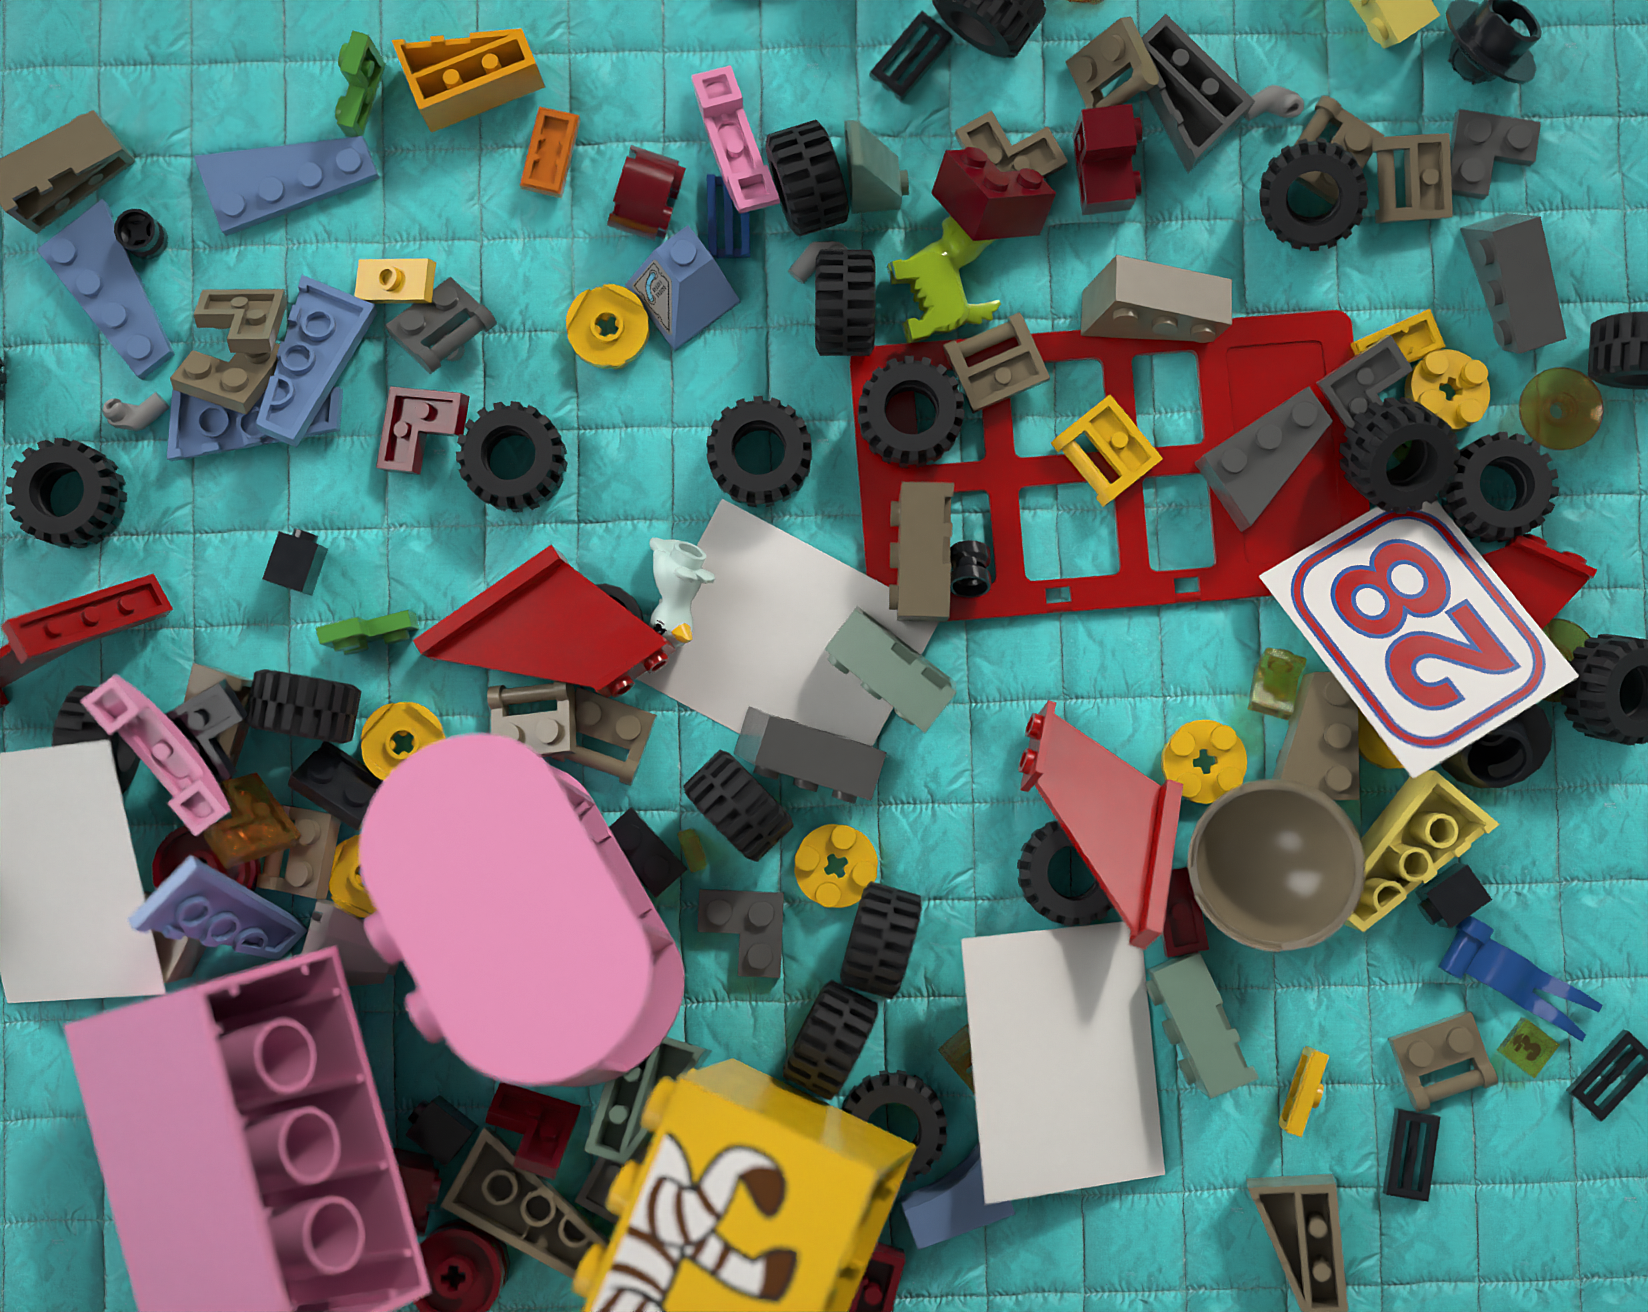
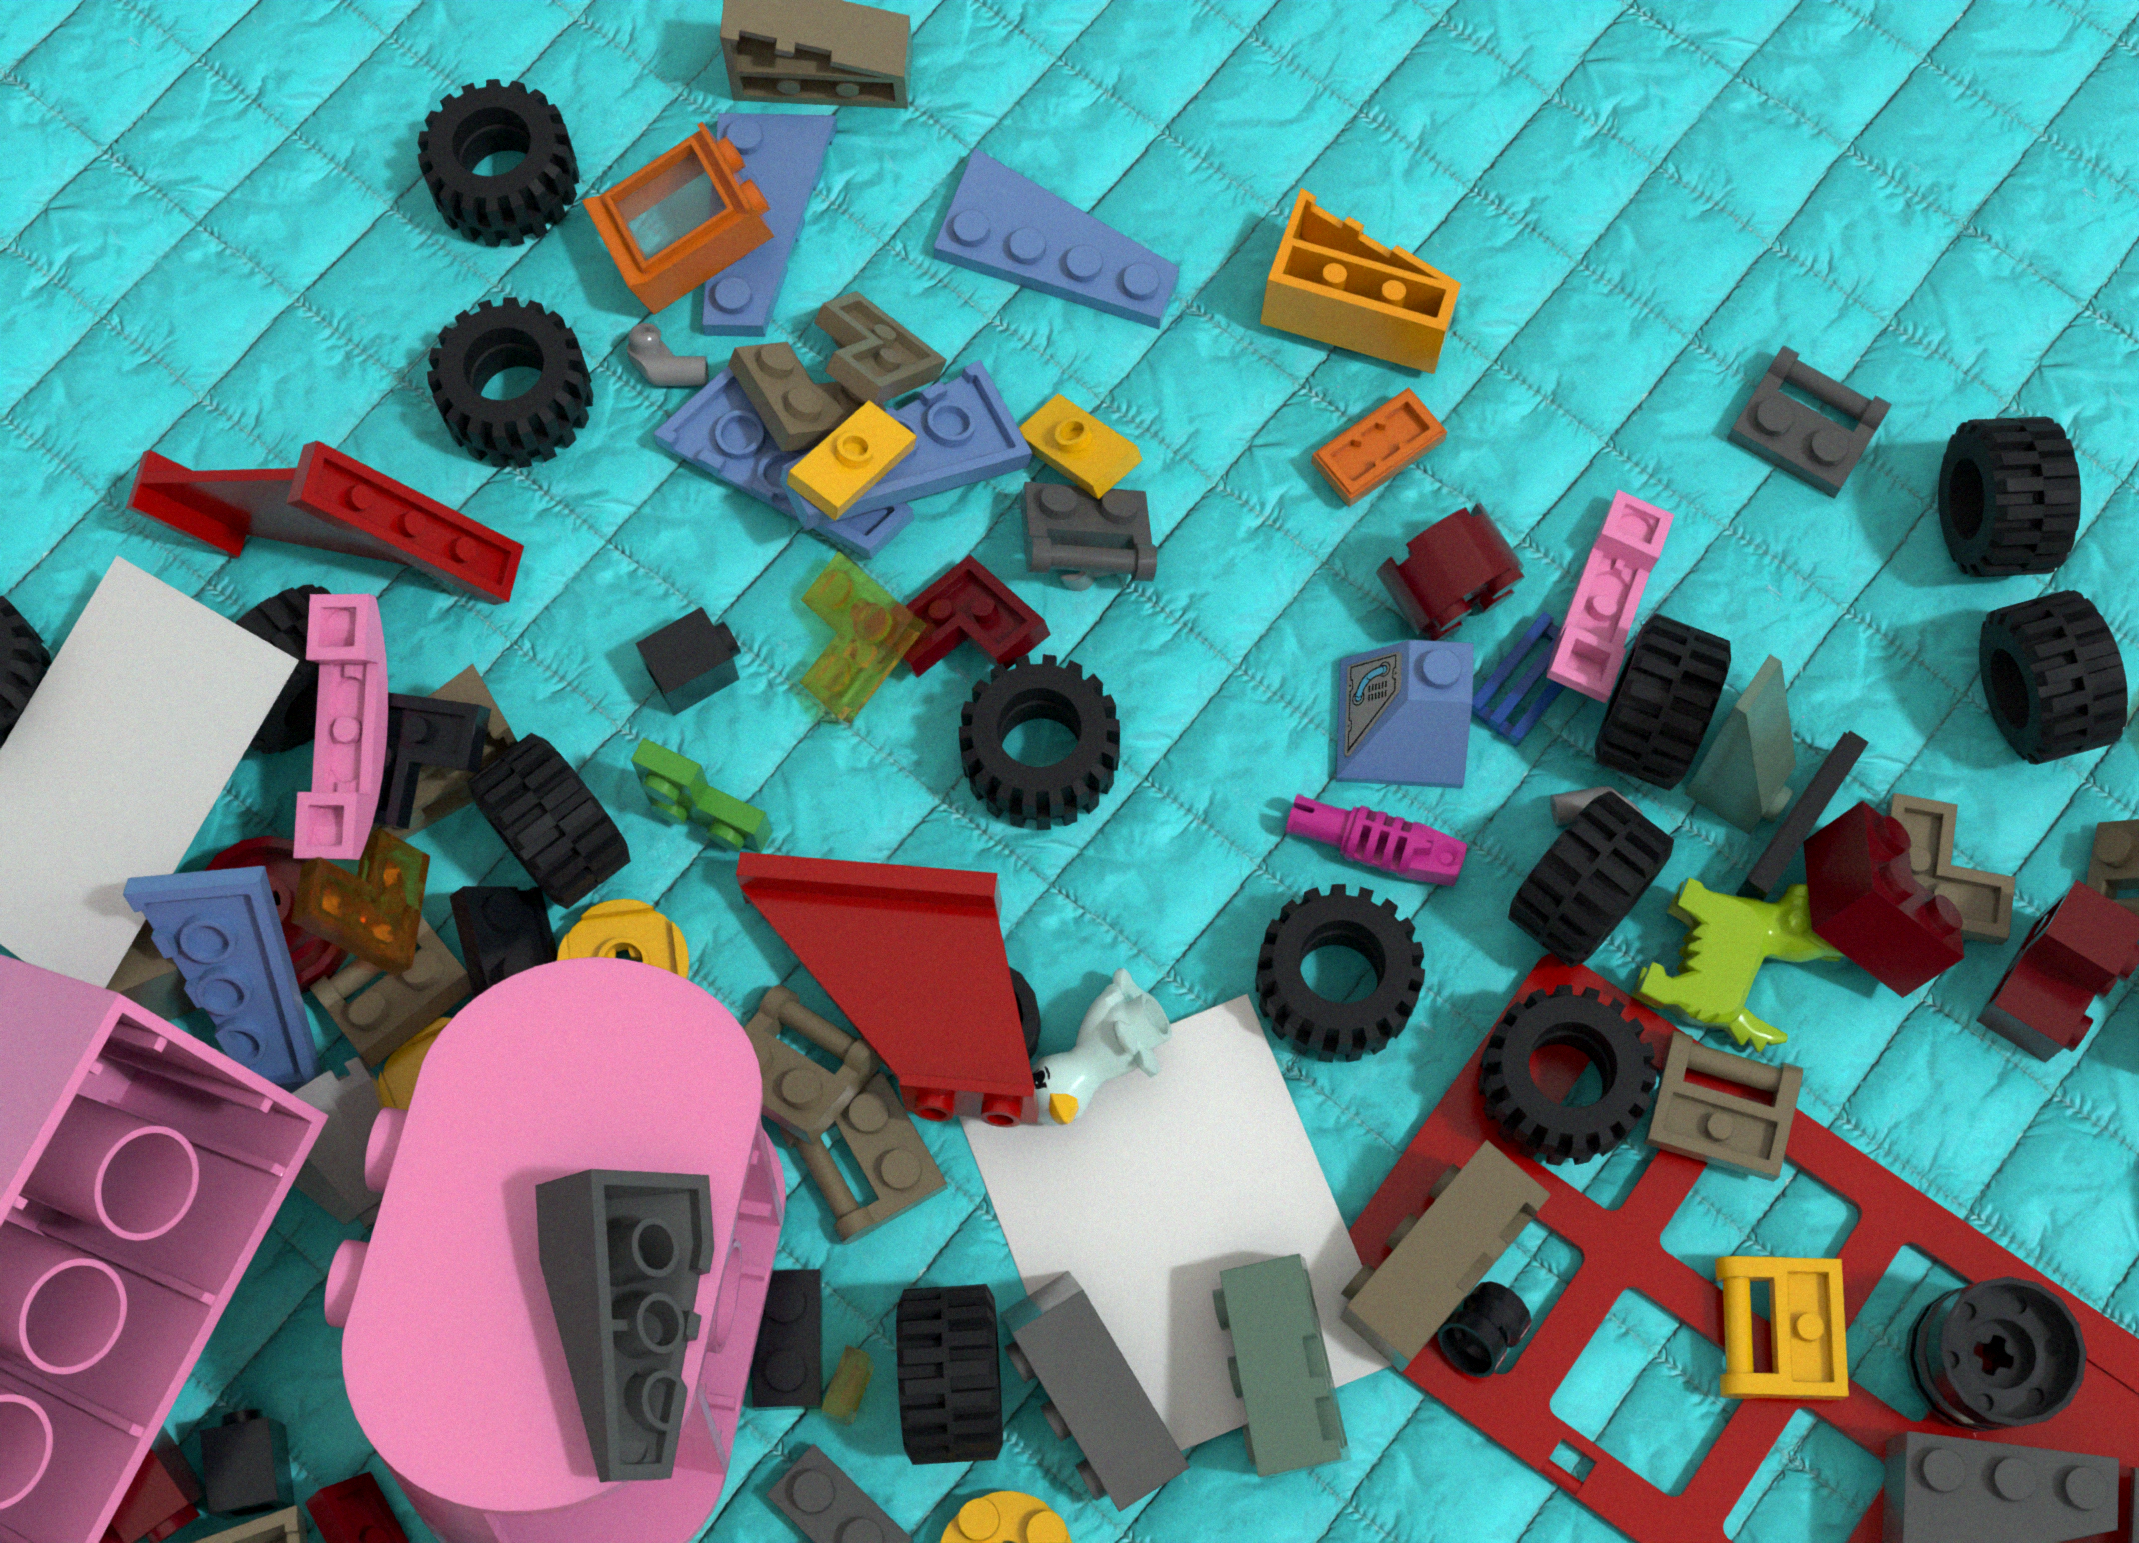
camera: 40 degrees right, 15 degrees down
(74, 328) = (681, 219): none -> orange window
(133, 227) = (843, 181): black wheel -> none
(288, 390) = (851, 460): none -> yellow plate
(363, 70) = (1241, 201): bright green plate -> none
(378, 472) = (869, 641): none -> clear yellow plate
(565, 912) = (623, 1289): none -> dark grey wedge
(602, 303) = (1271, 723): yellow plate -> none
(723, 365) = (1380, 840): none -> dark pink hinge
(890, 82) = (1856, 681): black tile -> none
(921, 180) = (1803, 816): none -> black tile
(1155, 302) = (1990, 1192): dark tan wedge -> none
(1235, 369) = (2025, 1334): none -> black wheel

